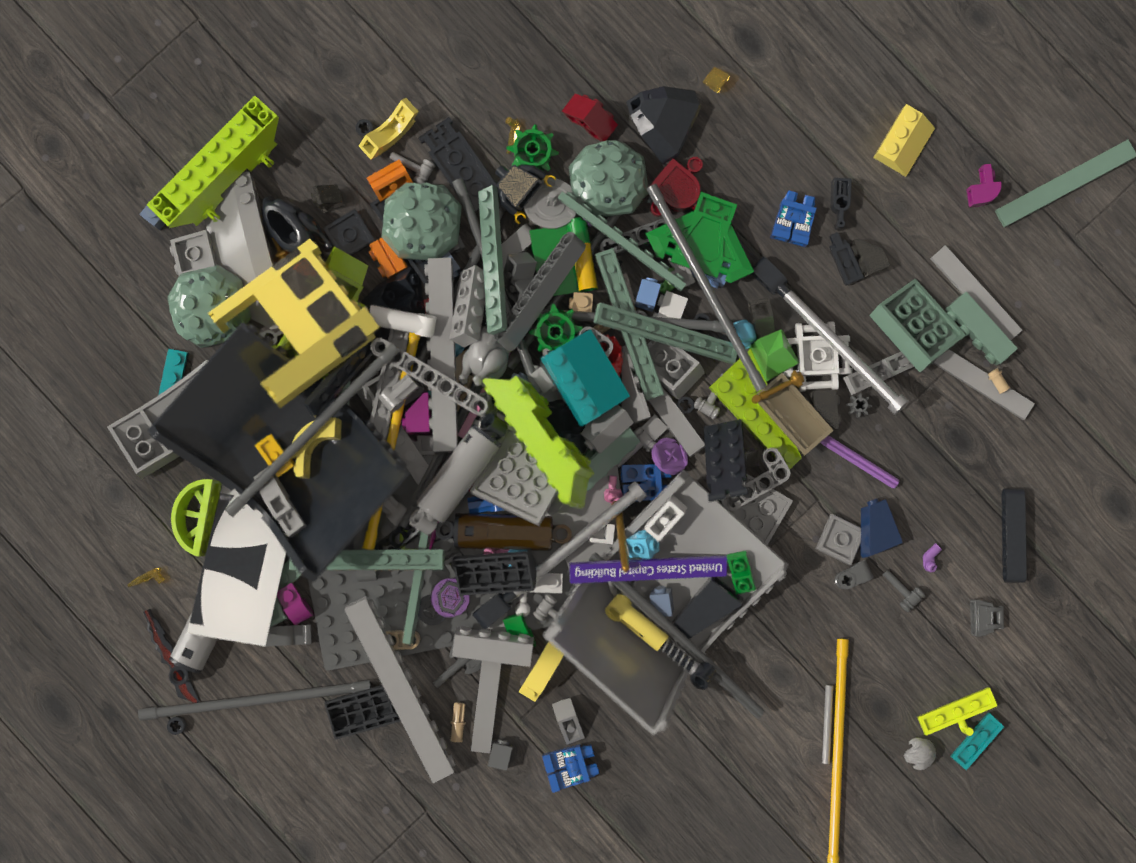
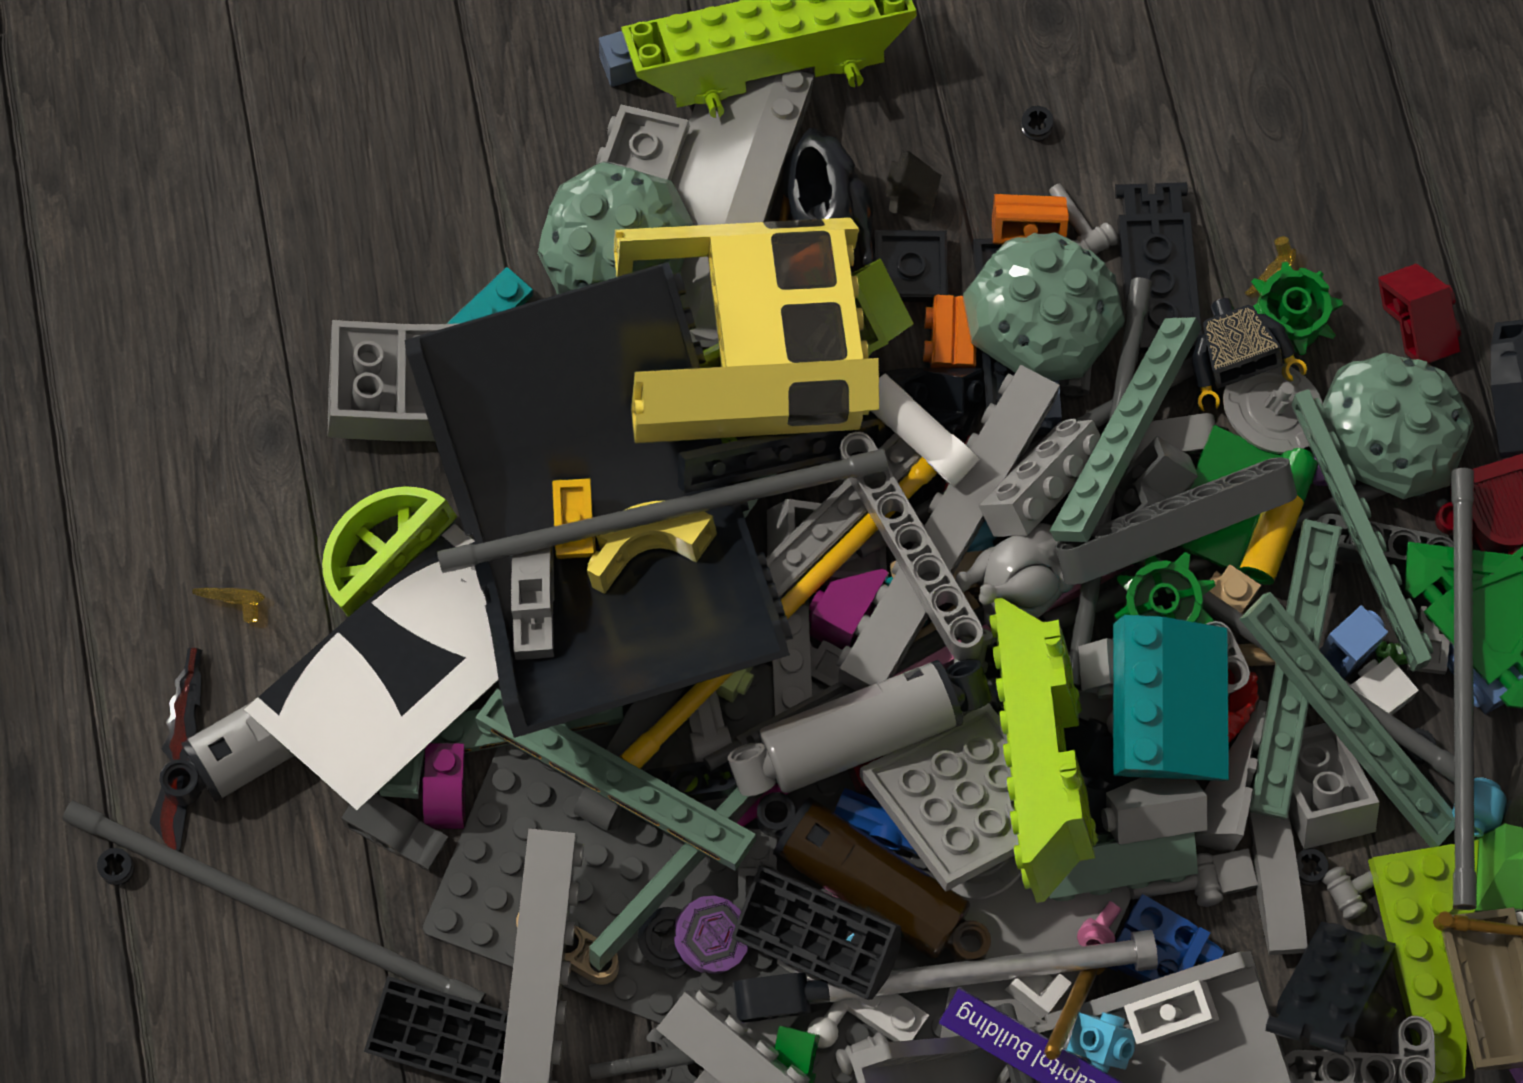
camera: 30 degrees right, 15 degrees down
(390, 131) = (1080, 150): light yellow arch -> none
(394, 396) = (830, 542): light grey piece -> none
(669, 456) = (1232, 927): medium lavender tile -> none

